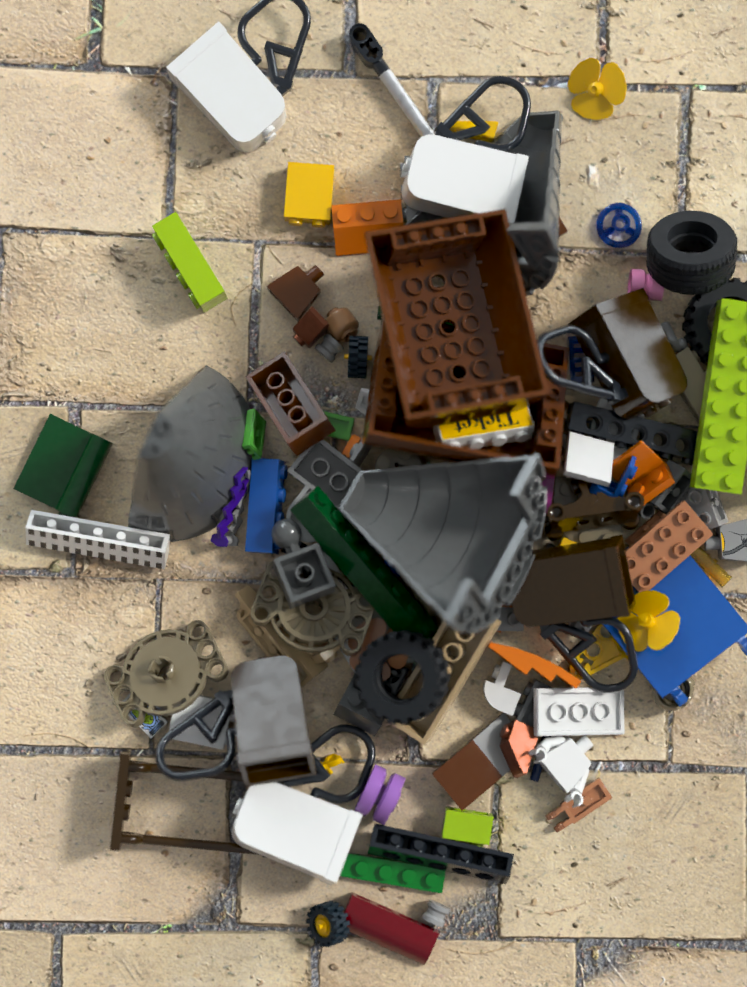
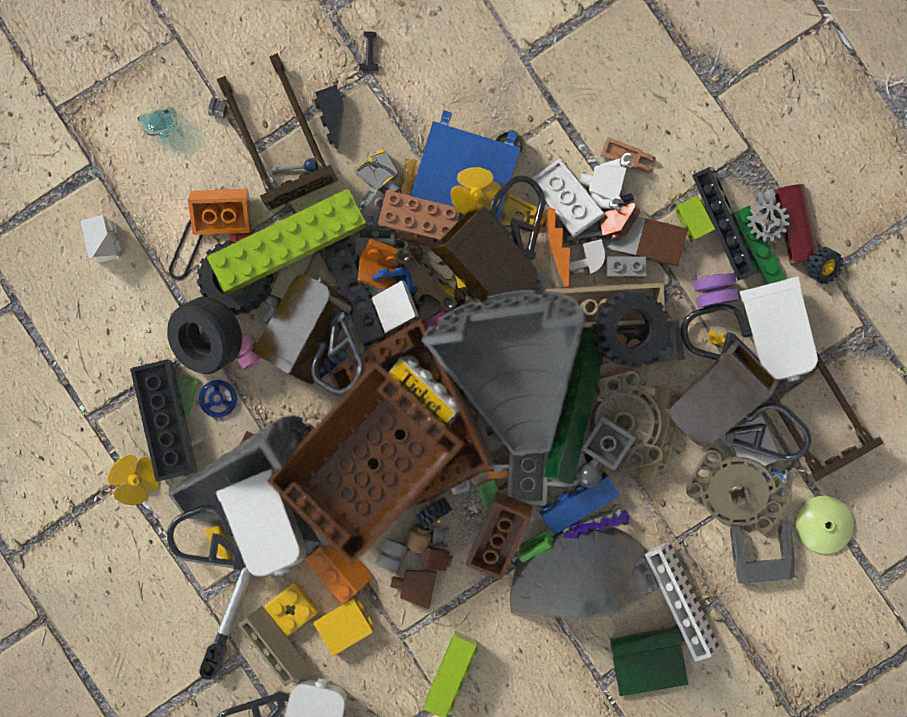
camera: 120 degrees left, 0 degrees up
(69, 644) = (765, 569): none -> dark grey connector
(87, 734) = (812, 520): none -> yellowish green dish
(338, 113) = (273, 646): none -> dark tan brick
(345, 288) = (391, 555): none -> light grey wheel
(373, 163) = (287, 621): none -> yellow brick
(406, 906) = (778, 222): none -> light grey gear
(466, 720) = (625, 267): none -> light grey brick
(634, 157) = (163, 420): none -> black brick
(655, 192) = (188, 379): none -> bright green tile

